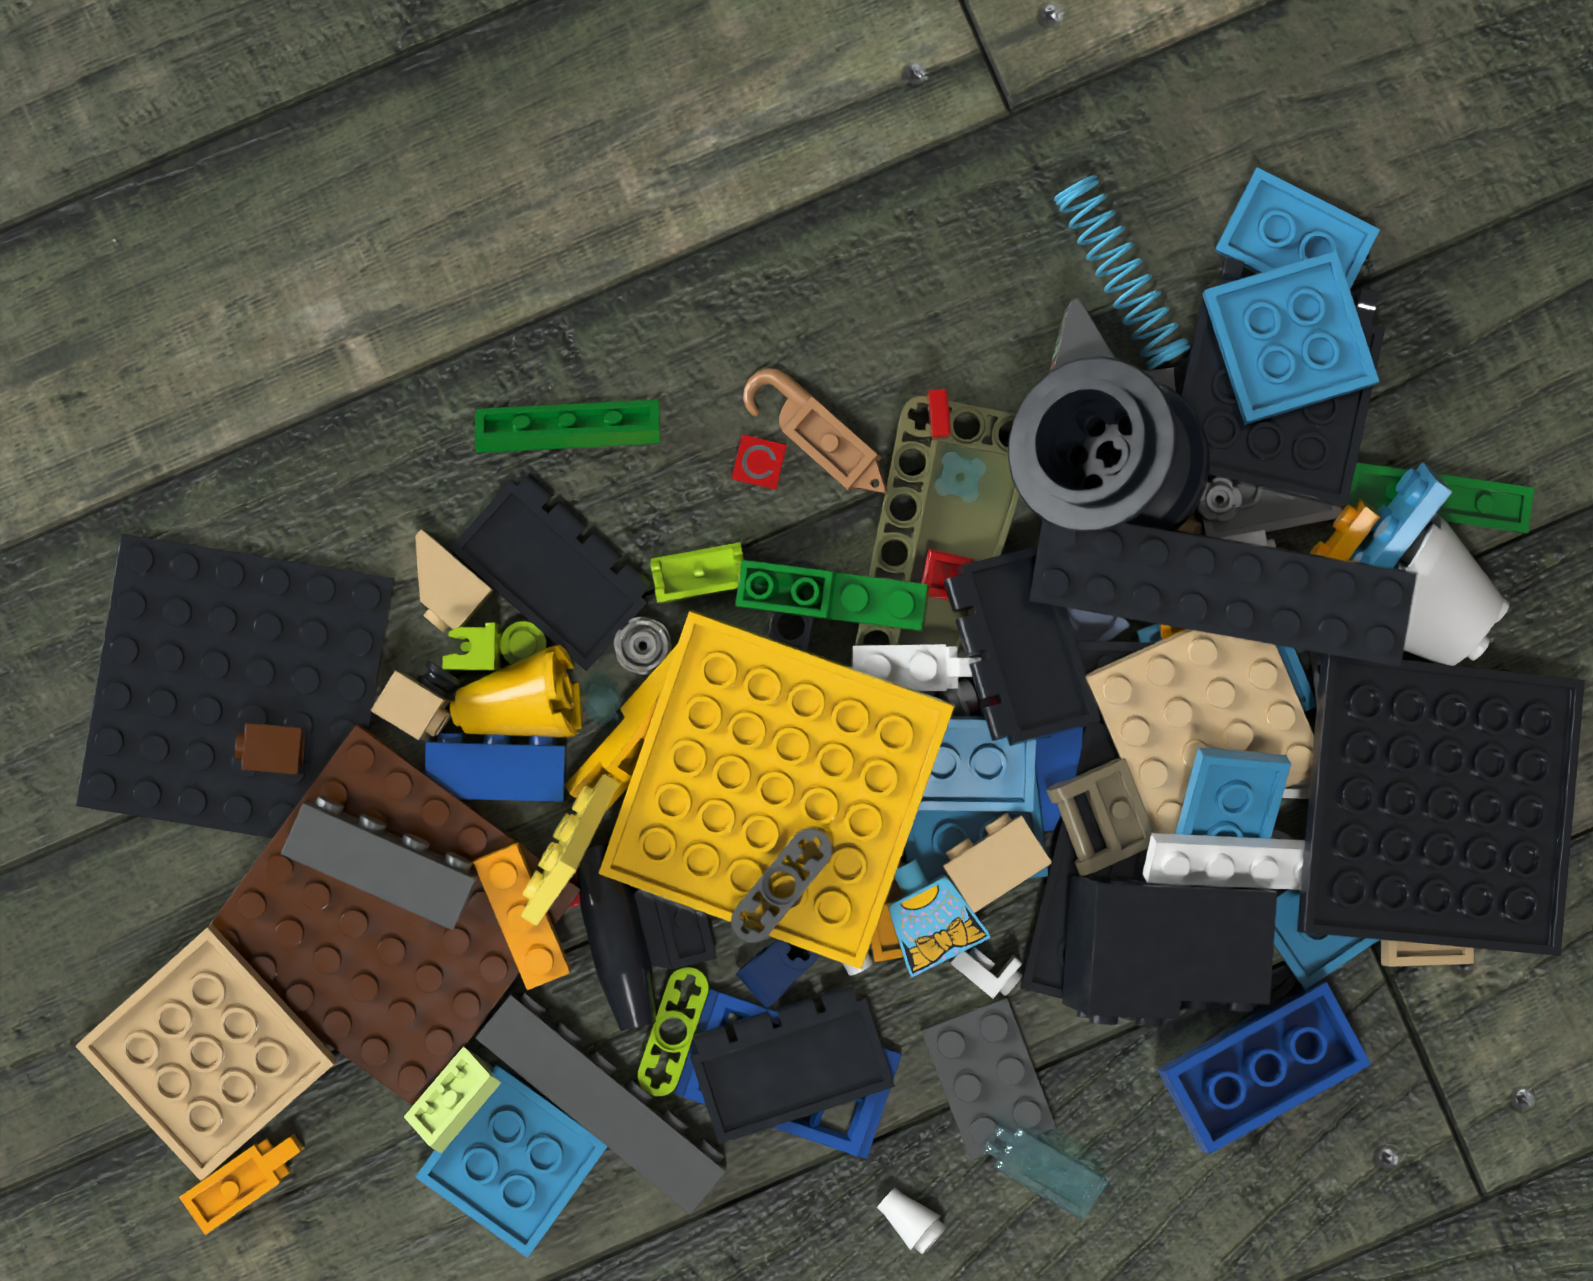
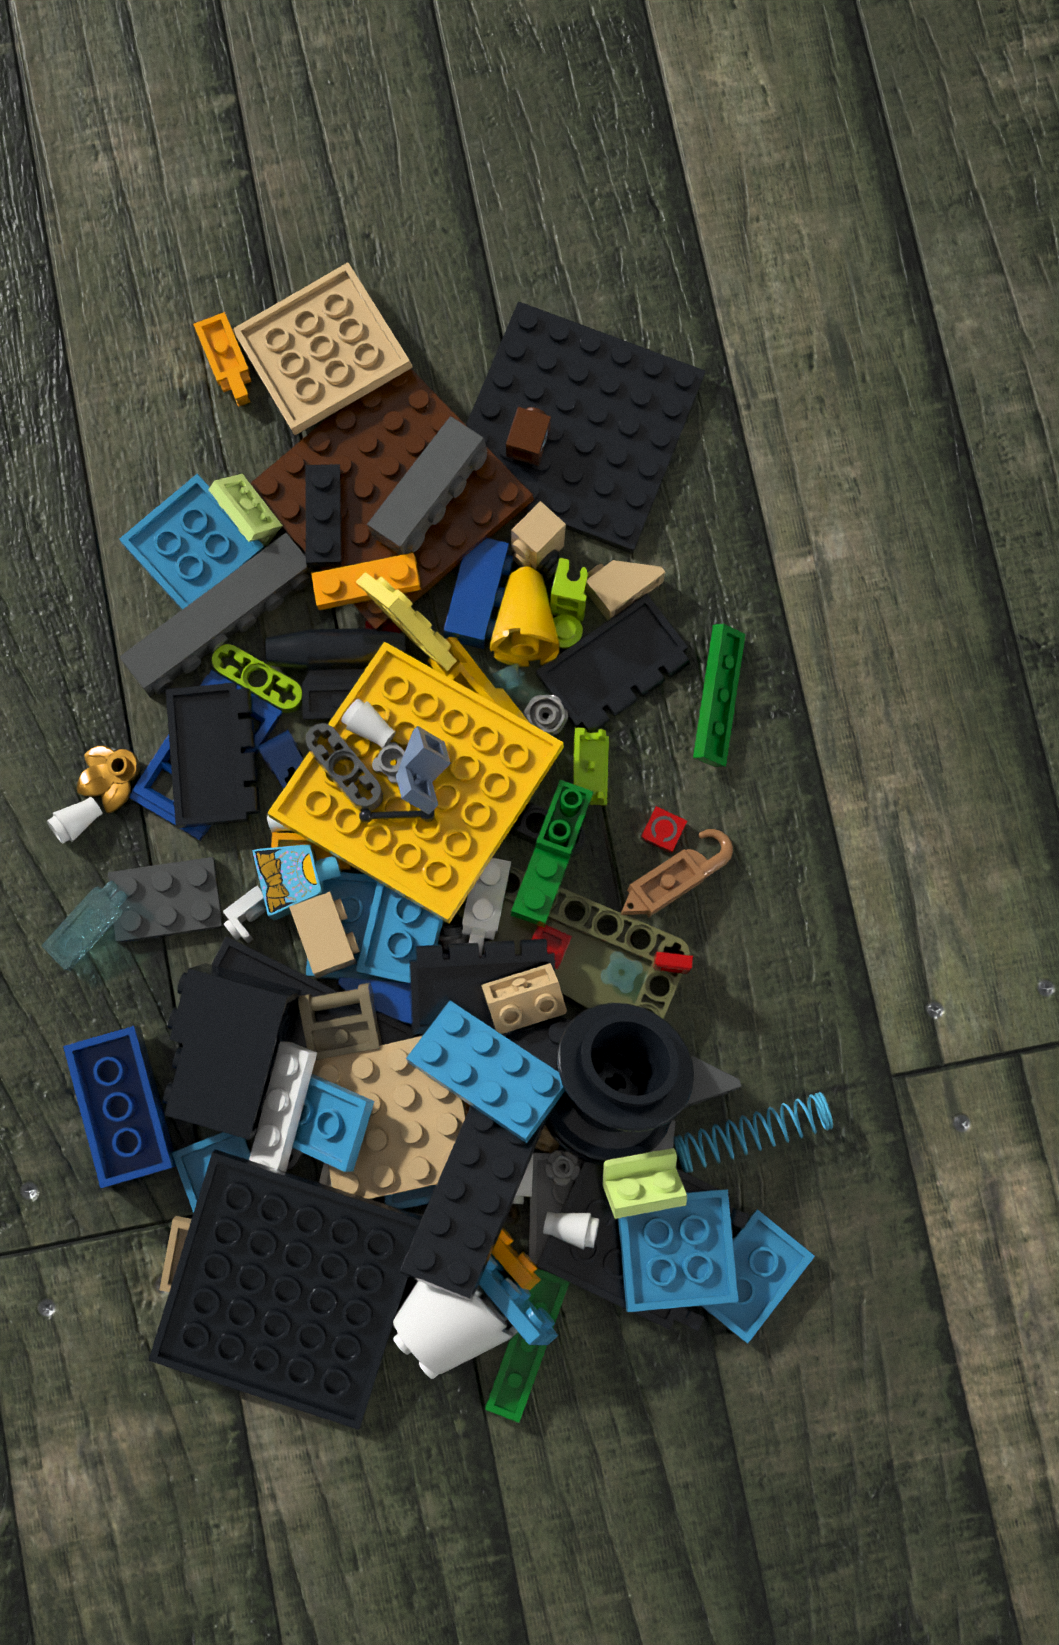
camera: 100 degrees right, 10 degrees down
(443, 993) = (323, 515): none -> black plate
(719, 866) = (367, 723): none -> white cone
(750, 826) = (386, 755): none -> light grey plate
(761, 785) = (420, 766): none -> sand blue slope
(821, 765) = (367, 815): none -> black hinge
(848, 1197) = (103, 776): none -> pearl gold plate
(1028, 590) = (524, 998): none -> tan bracket
(1131, 615) = (487, 1071): none -> dark azure plate
(1223, 394) = (643, 1183): none -> yellowish green bracket
(1294, 470) = (573, 1228): none -> white cone

